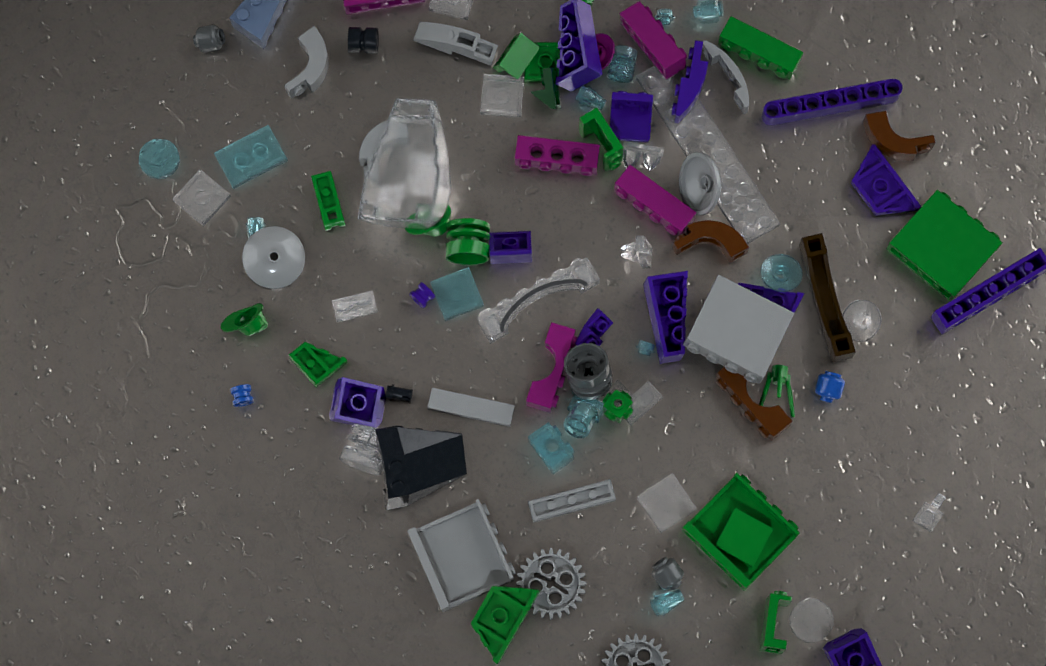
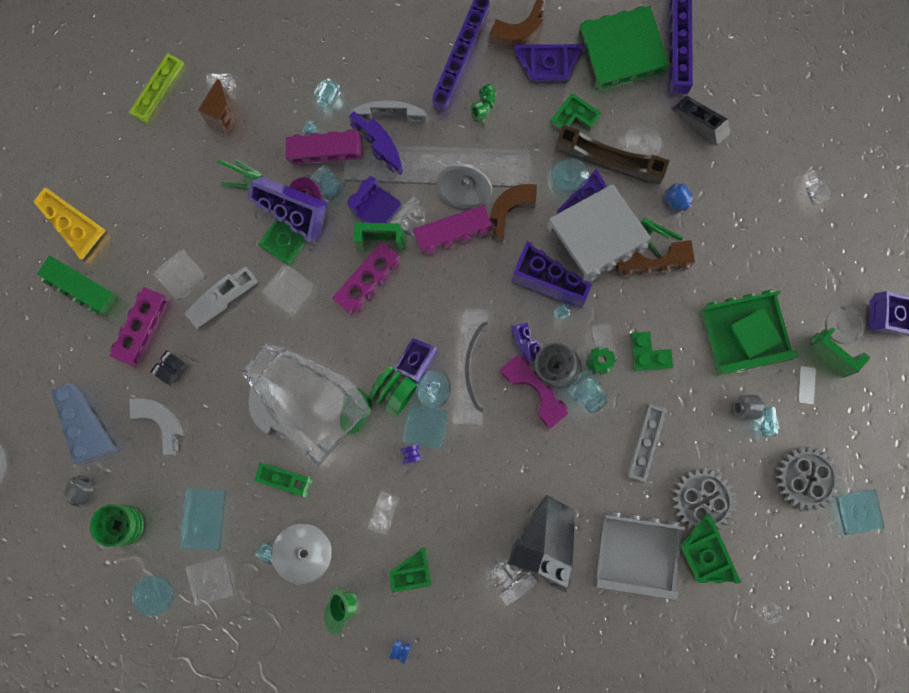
camera: 60 degrees left, 5 degrees up
(199, 88) = (107, 522): none -> green wheel
(357, 403) = (466, 562): dark purple slope -> none
(399, 393) = (478, 523): black pin -> none
(471, 407) = (524, 473): light grey tile -> none
(495, 286) = (440, 389): none -> clear light blue dish
(517, 56) = (264, 257): green panel -> none
(550, 94) = (314, 253): dark green slope -> none
(553, 460) = (609, 428): clear light blue brick -> none
(590, 98) = (337, 224): clear light blue cone -> none
(638, 251) = (486, 268): clear tile -> none
(652, 452) = (645, 358): none -> green plate
(666, 503) = (692, 373): clear tile -> none
(728, 619) = (807, 385): none -> white sticker
(760, 48) = (384, 75): green brick -> none
(807, 152) = (481, 108): none -> green arm
(850, 238) = (575, 109): none -> green plate
(924, 363) = (704, 120): none -> black slope

